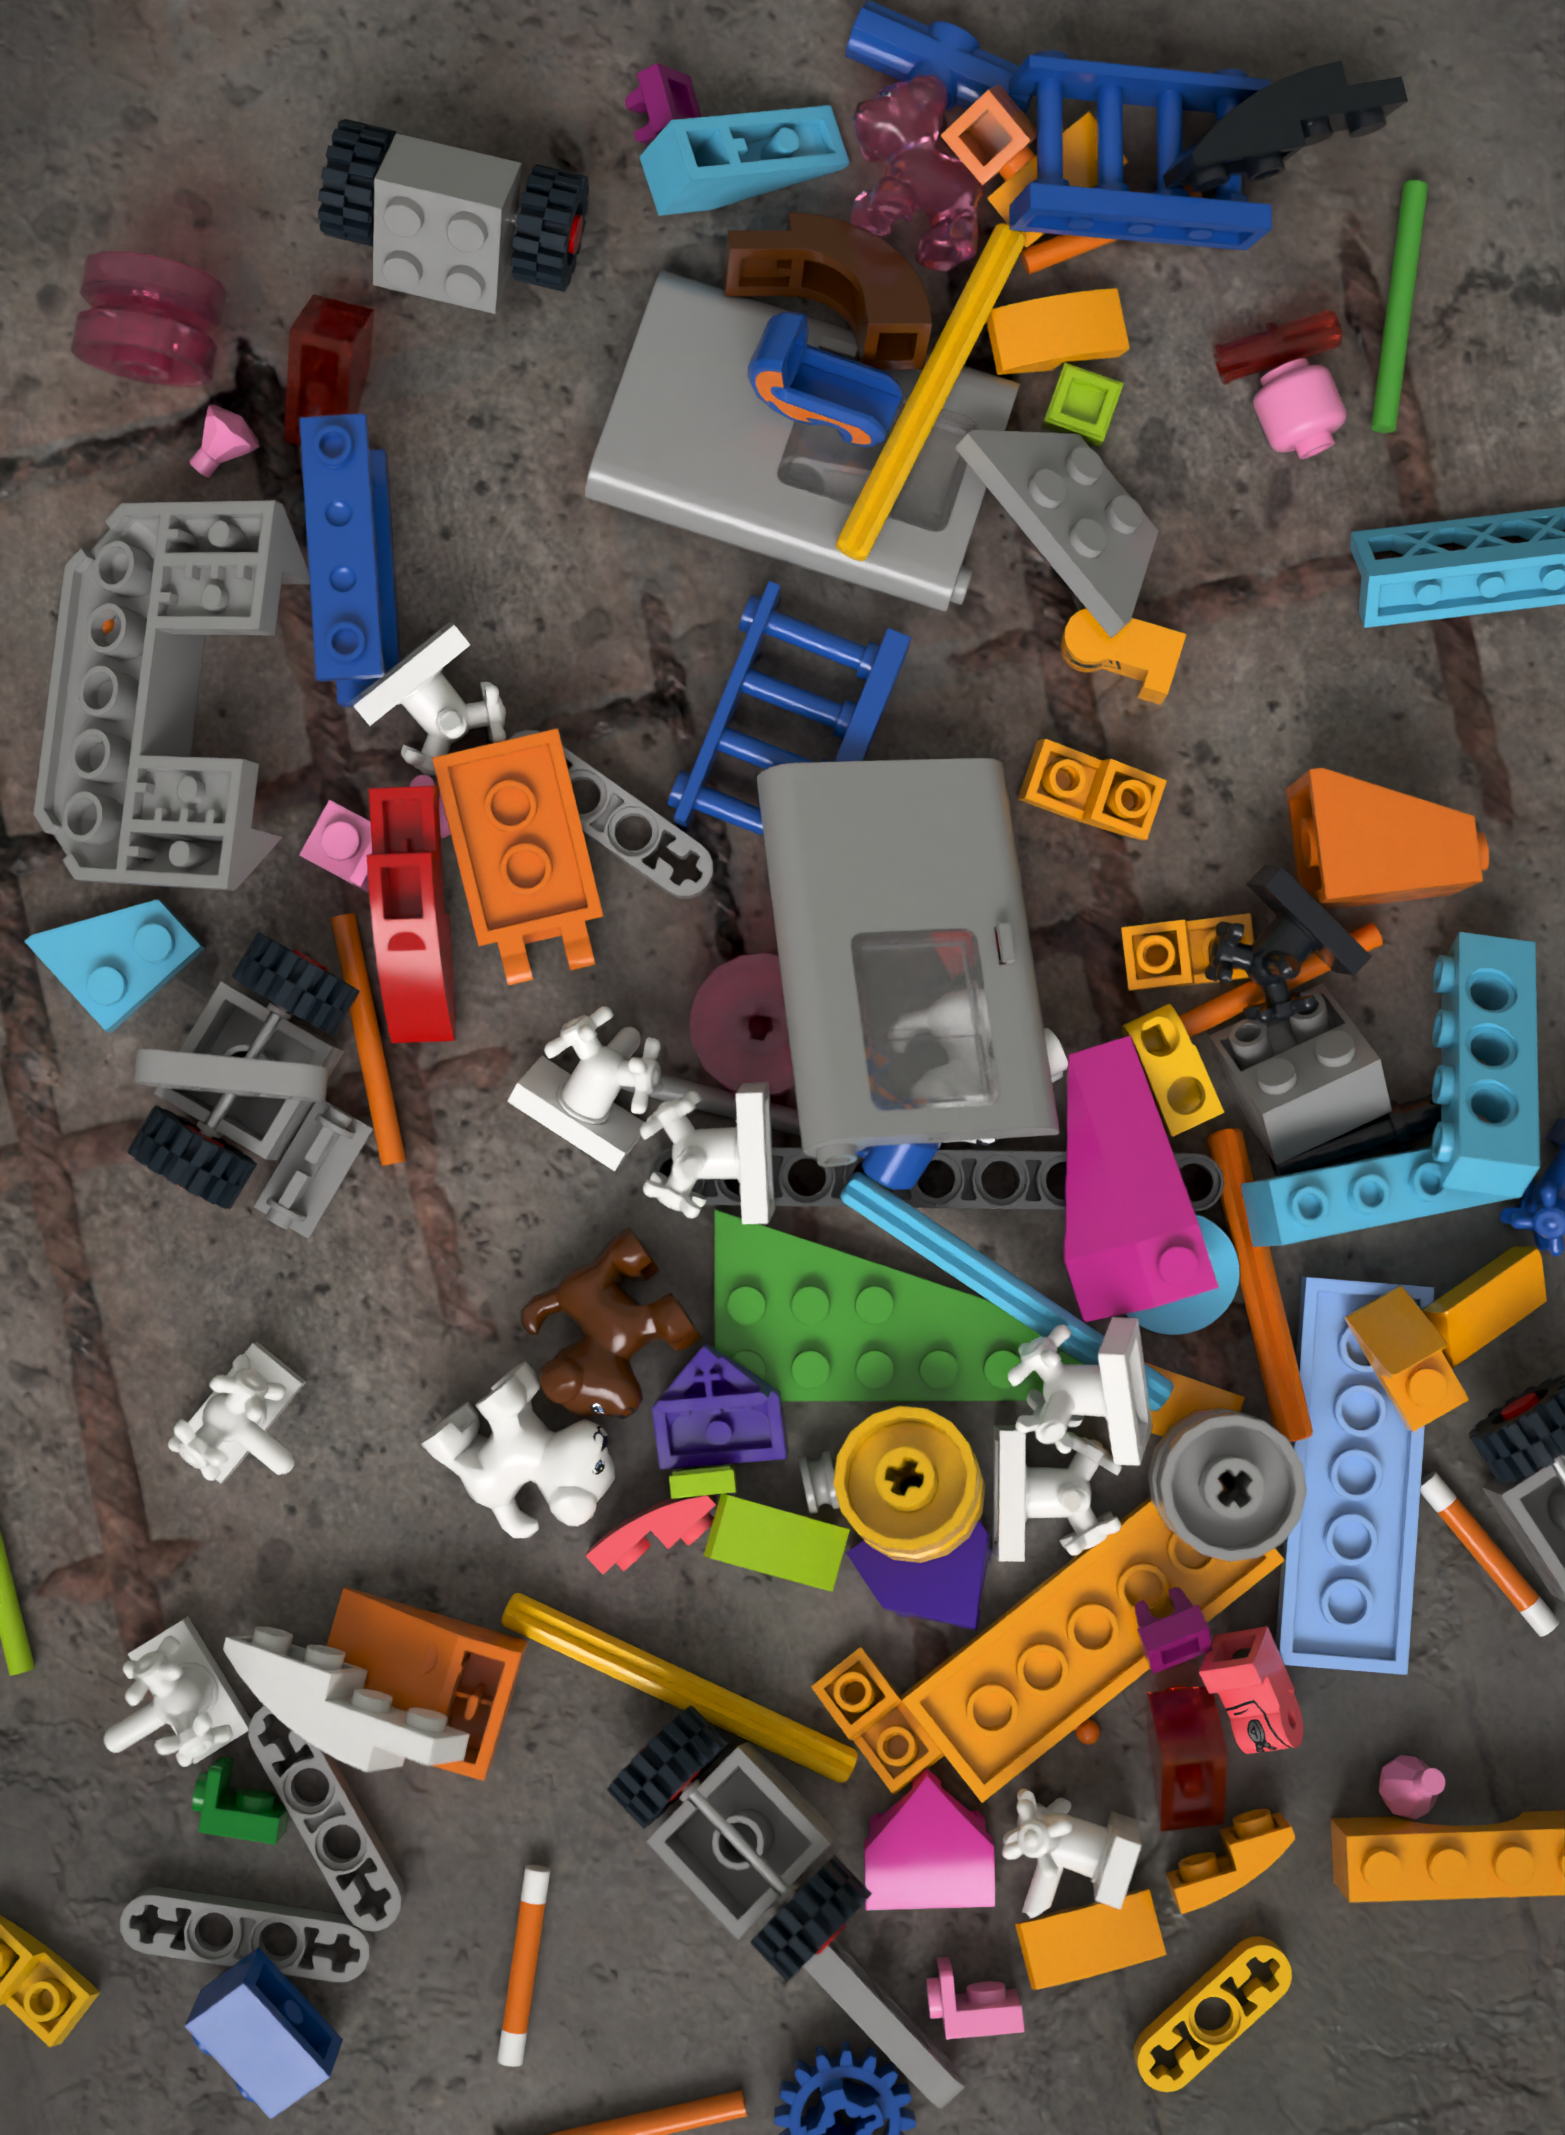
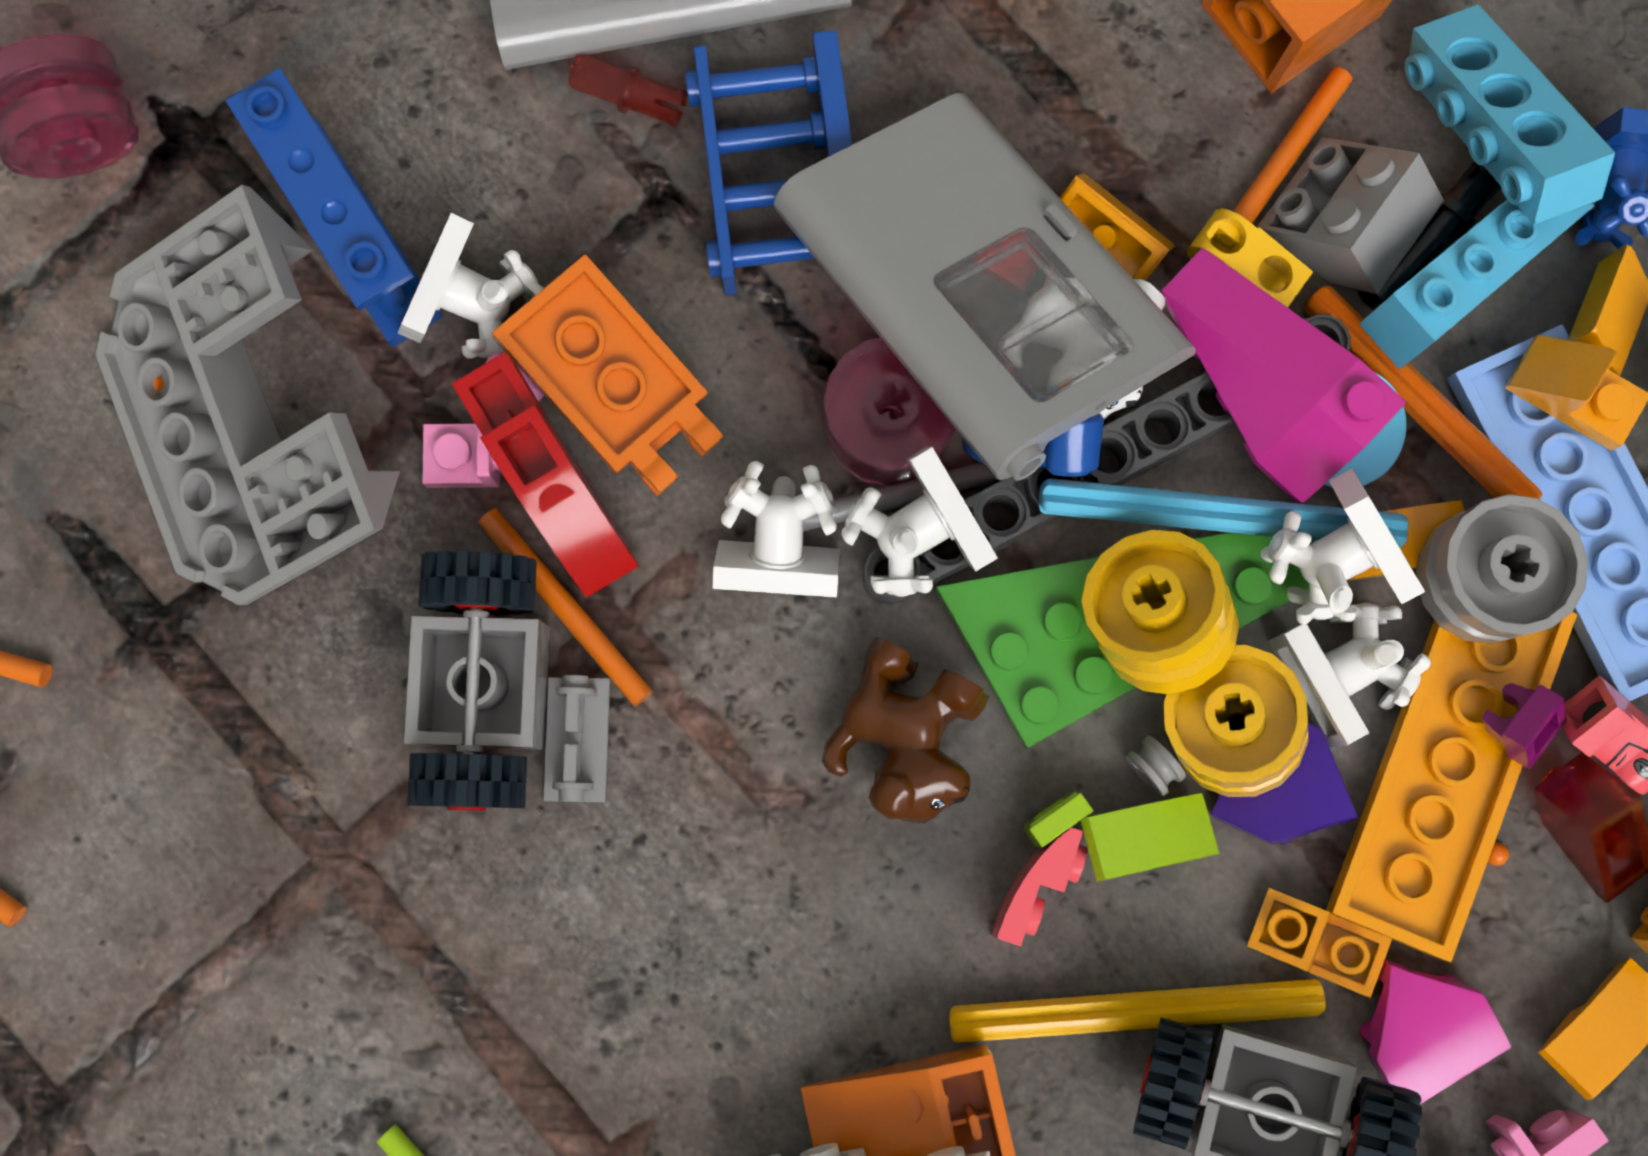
camera: 30 degrees left, 5 degrees down
(117, 958) = (312, 654): medium azure wing -> none
(223, 439) = (175, 179): bright pink rock -> none
(231, 1075) = (463, 687): light grey beam -> none
(238, 1416) = (629, 989): white piece -> none
(326, 361) = (225, 60): clear red slope -> none
(566, 1465) = (936, 870): white animal -> none
(618, 804) = (670, 298): light grey beam -> none
(689, 580) = (626, 89): none -> clear red axle
(718, 1415) = (1038, 756): dark purple slope -> none
(890, 1351) = (1161, 611): none -> yellow wheel
(1070, 966) = (1120, 230): none -> light orange slope
(1074, 1844) = (1582, 943): white piece -> none
(1092, 790) = (1049, 85): light orange slope -> none
(1176, 951) = (1204, 167): light orange slope -> none
(1283, 946) = (1290, 98): black piece -> none

